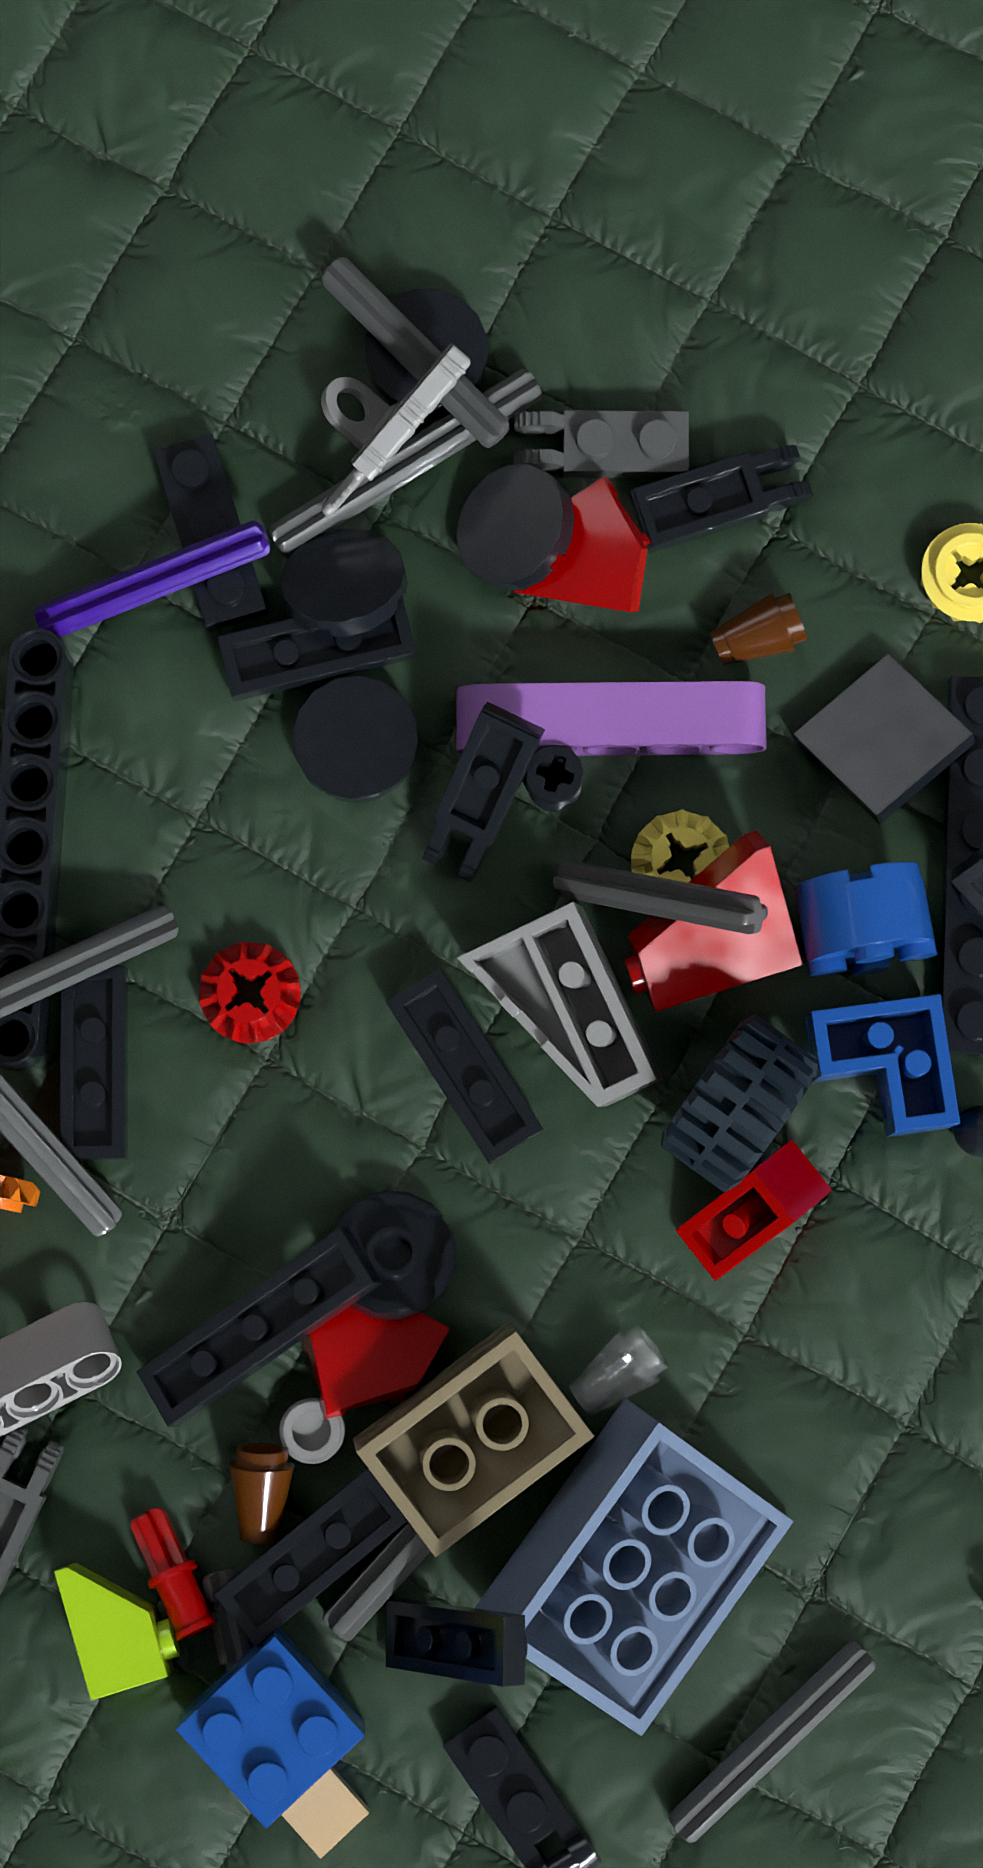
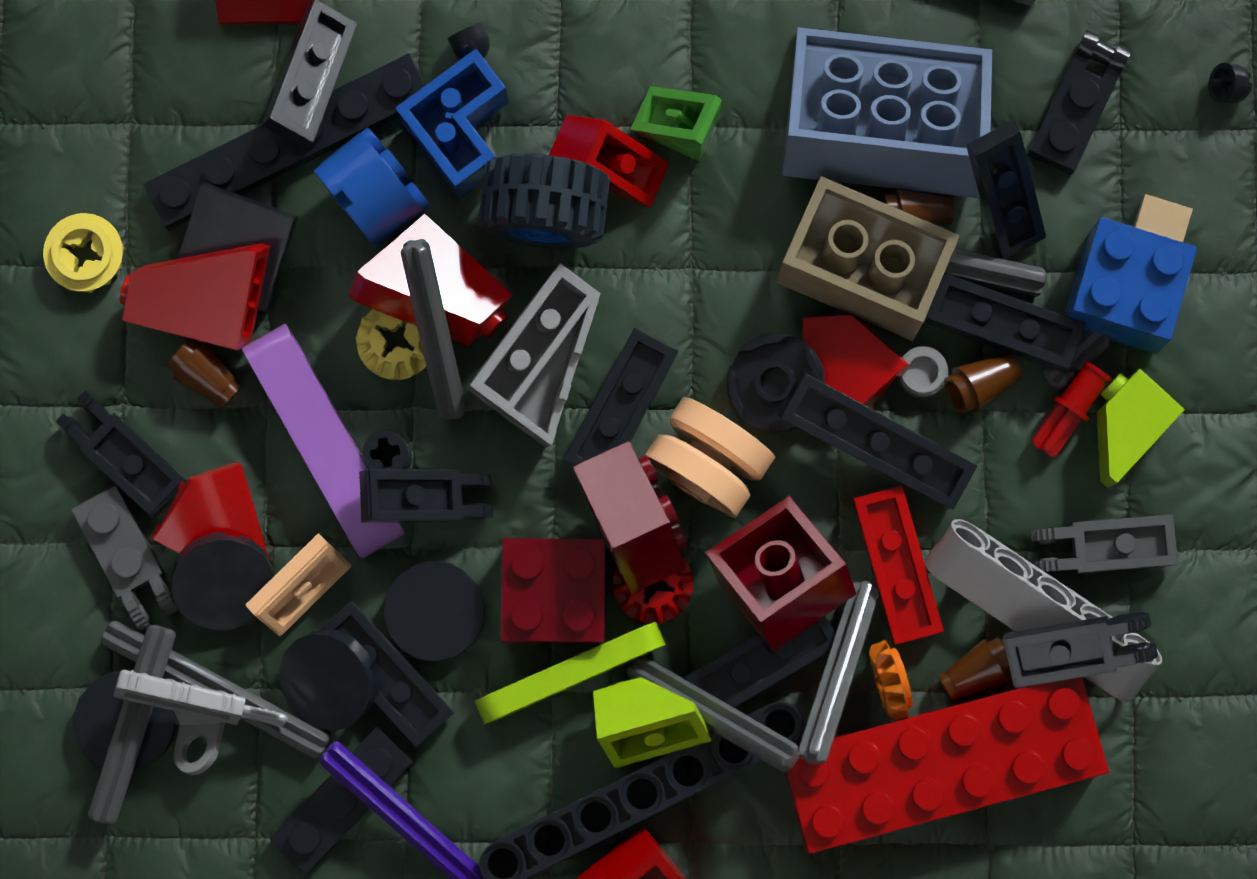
camera: 120 degrees left, 0 degrees up
(99, 889) = (645, 721): none -> lime slope
(111, 1273) = (897, 565): none -> red plate
(171, 1131) = (781, 573): none -> dark red brick
(202, 846) = (569, 673): none -> lime beam
(299, 875) = (553, 591): none -> dark red brick
(327, 1000) = (633, 515): none -> brick
(341, 1117) = (712, 452): none -> light nougat wheel
(465, 607) = (298, 585): none -> light nougat tile
(500, 1535) = (927, 206): none -> reddish brown cone
(619, 1371) = (766, 190): clear cone -> none
(758, 1315) = (678, 119): none -> bright green slope
(847, 668) = (200, 296): none -> red slope

